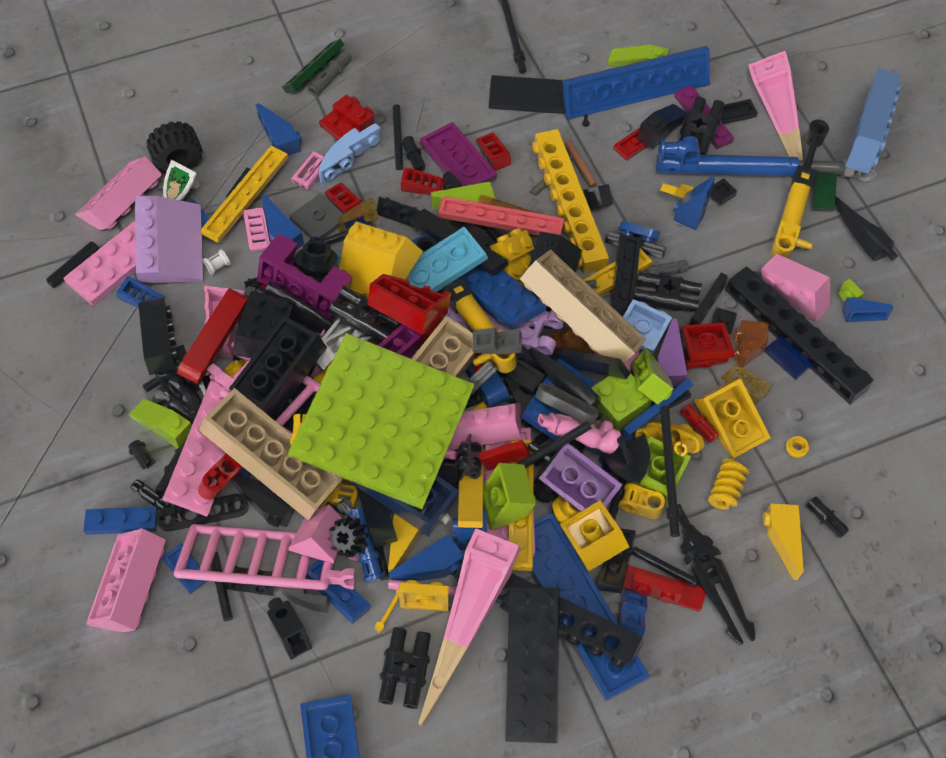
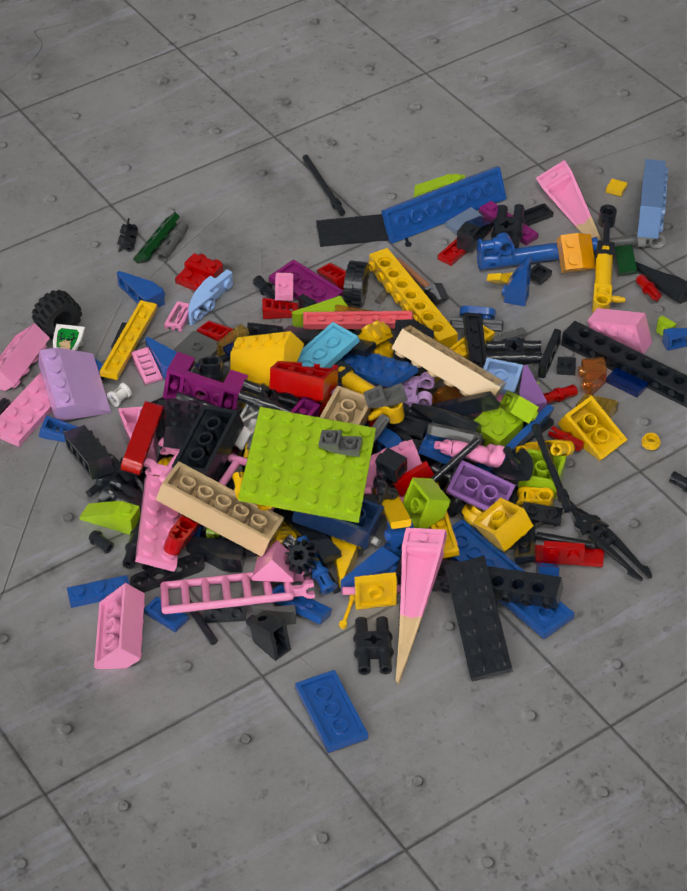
camera: 10 degrees left, 15 degrees down
(149, 494) = (117, 568): black axle -> none
(279, 63) = (128, 237): none -> black hinge
(397, 137) = (247, 279): black bar -> none
(427, 404) = (346, 445): none -> dark grey slope
(431, 158) = (284, 286): none -> bright pink bracket
(480, 437) = (391, 465): none -> black brick
(511, 169) = (356, 283): none -> black bush
(645, 525) = (543, 513): none -> black hinge
(653, 103) = (456, 222): none -> sand blue tile
(706, 341) = (556, 378): red plate -> none
(728, 484) = (602, 475): yellow piece -> none
(769, 174) = (575, 252): none -> light orange slope
(785, 534) = (657, 502): yellow slope -> none
(837, 92) = (616, 187): none -> yellow tile
(842, 234) = (648, 287): none -> red axle

